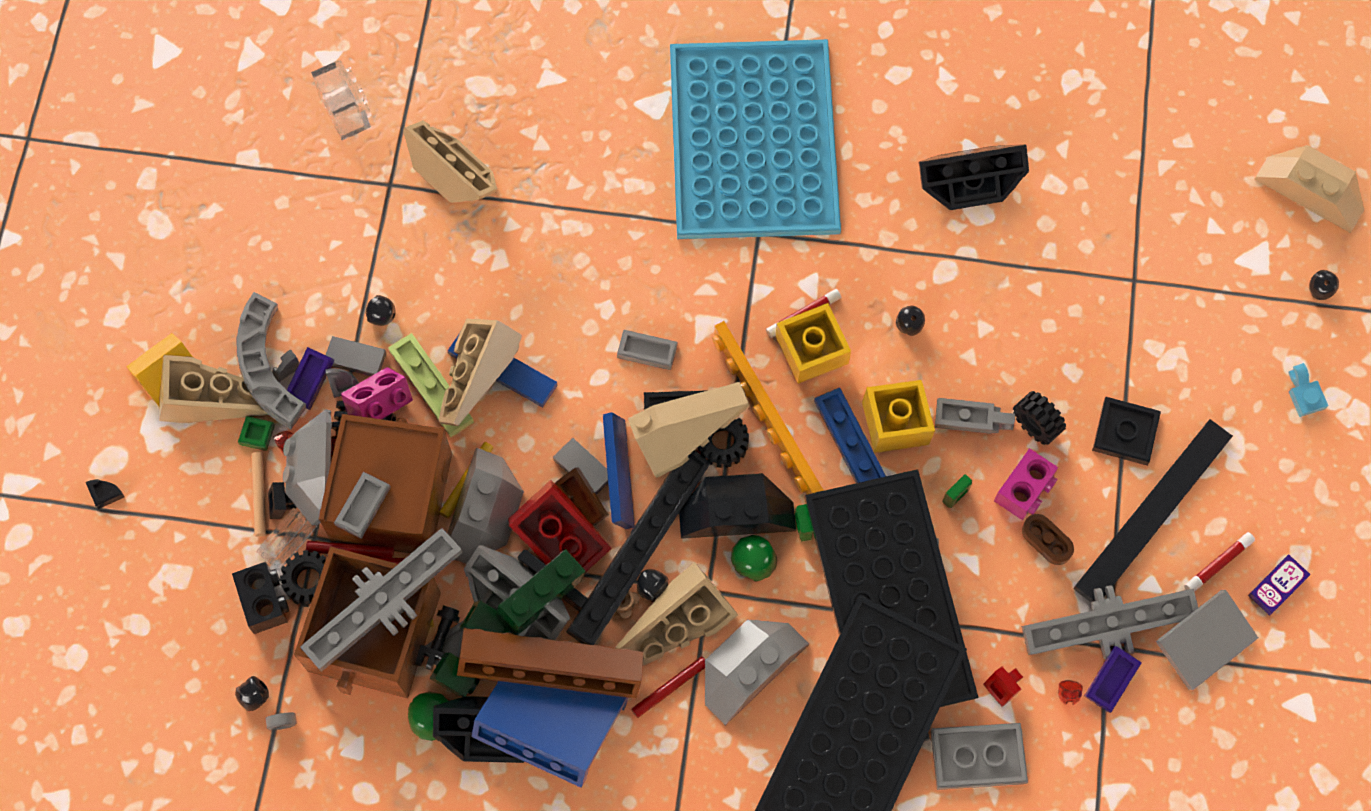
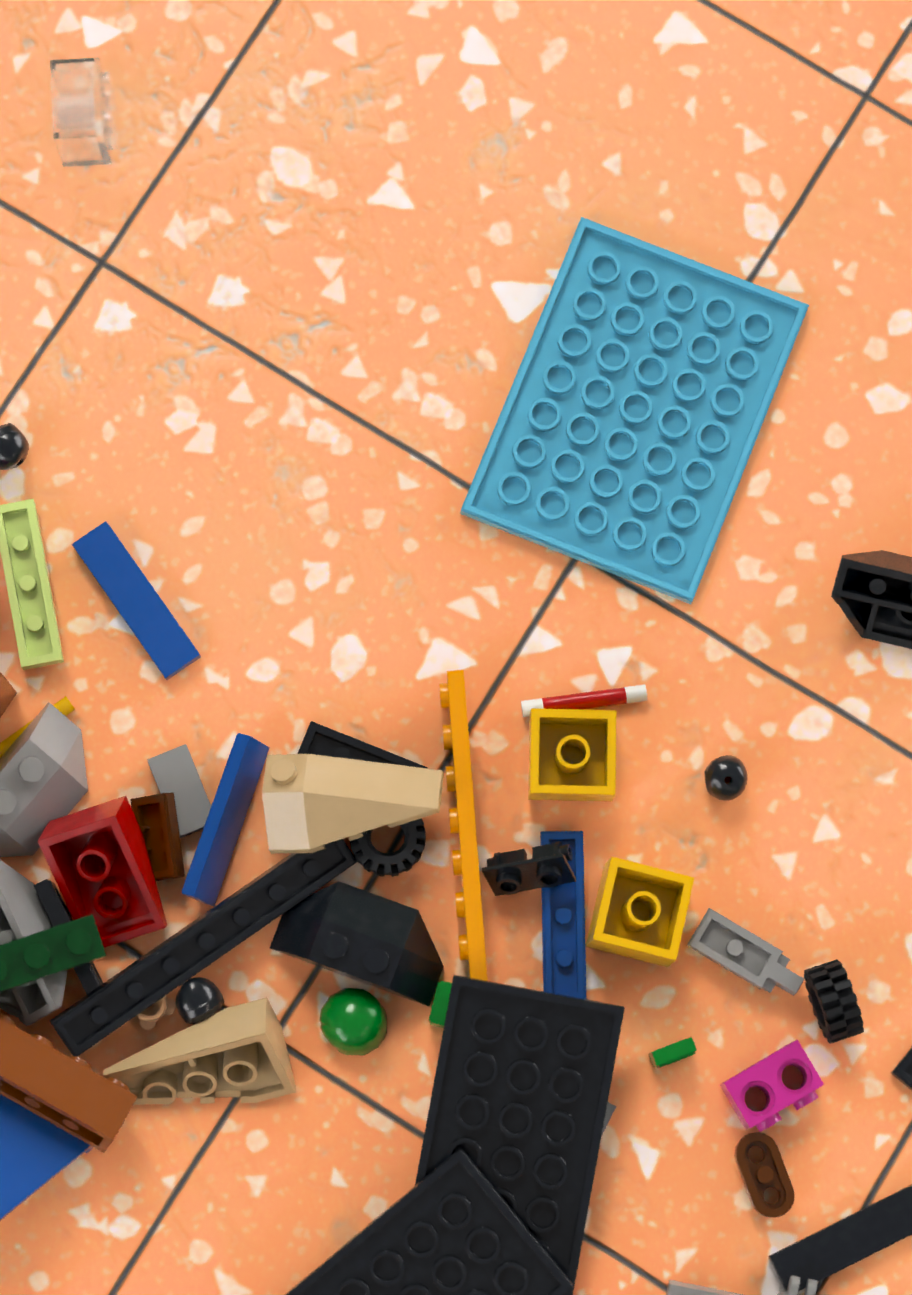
camera: 20 degrees right, 10 degrees up
(448, 164) = (191, 272): tan wedge -> none
(483, 354) = (109, 582): tan wedge -> none
(647, 349) = (344, 660): light grey tile -> none
(669, 687) = (160, 1149): red bar -> none
(748, 664) = (278, 1166): light grey wedge -> none
(827, 416) = (513, 873): none -> black hinge

